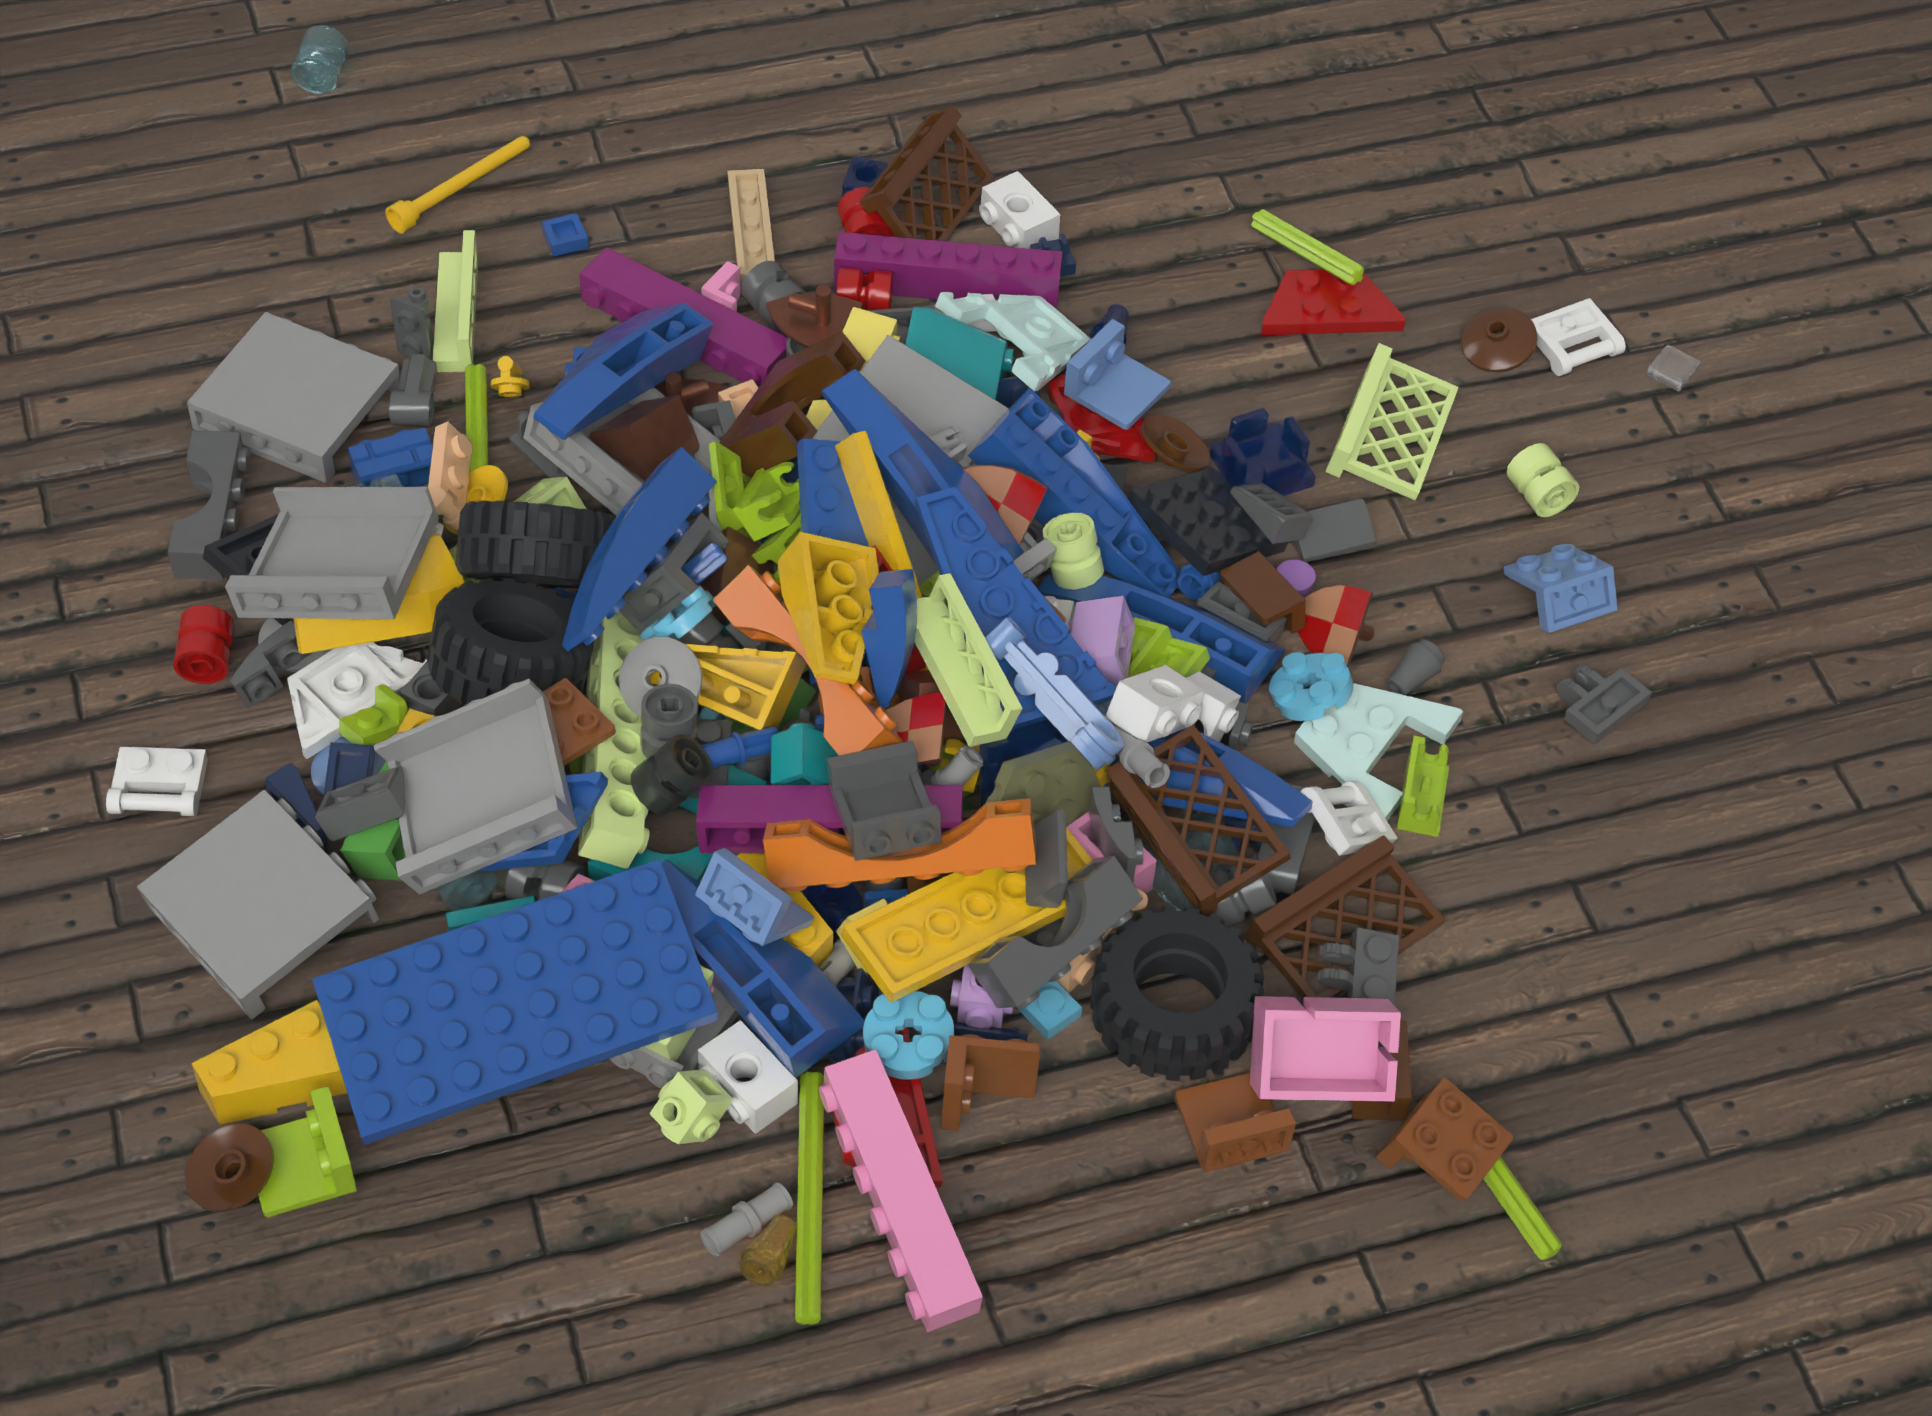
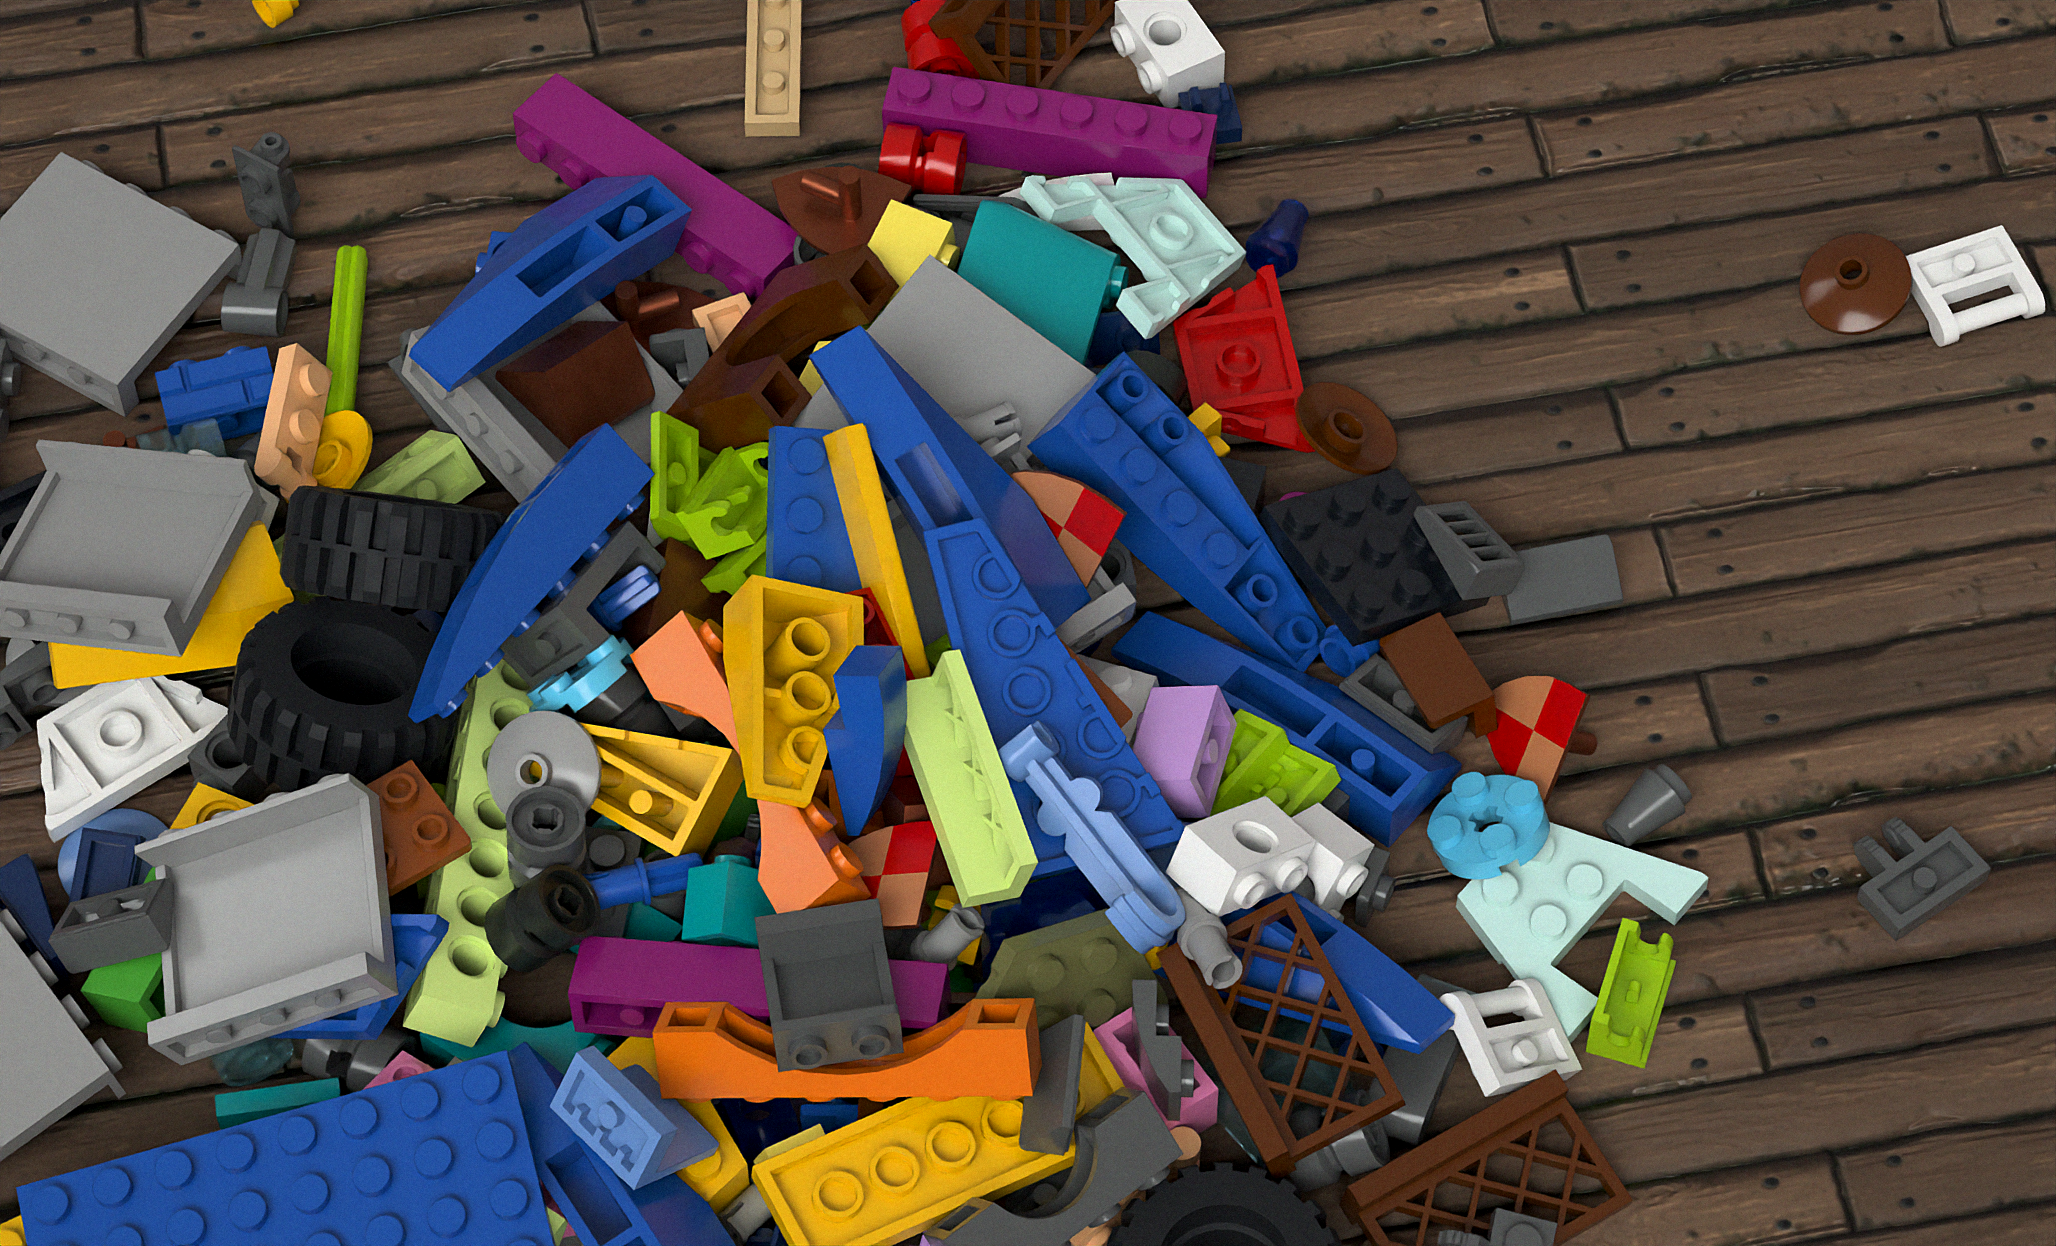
camera: 10 degrees right, 5 degrees up
(376, 723) = (153, 799): lime bracket -> none
(456, 307) = (336, 152): yellowish green fence -> none
(510, 382) = (398, 271): yellow plate -> none
(565, 234) = (504, 42): blue tile -> none
(724, 286) = (720, 145): bright pink bracket -> none
(767, 283) = (785, 144): dark grey wheel -> none
(1077, 555) = (1170, 604): yellowish green wheel -> none
(1111, 381) = (1264, 326): medium blue bracket -> none
(1264, 453) = (1475, 454): clear blue panel -> none
(1299, 575) = (1495, 651): medium lavender tile -> none
(1307, 247) = (1588, 120): lime axle -> none
(1325, 304) = (1610, 211): red wing -> none
(1361, 419) = (1628, 403): yellowish green fence -> none
(1542, 480) = (1882, 519): yellowish green wheel -> none
(1567, 585) = (1891, 688): medium blue bracket -> none

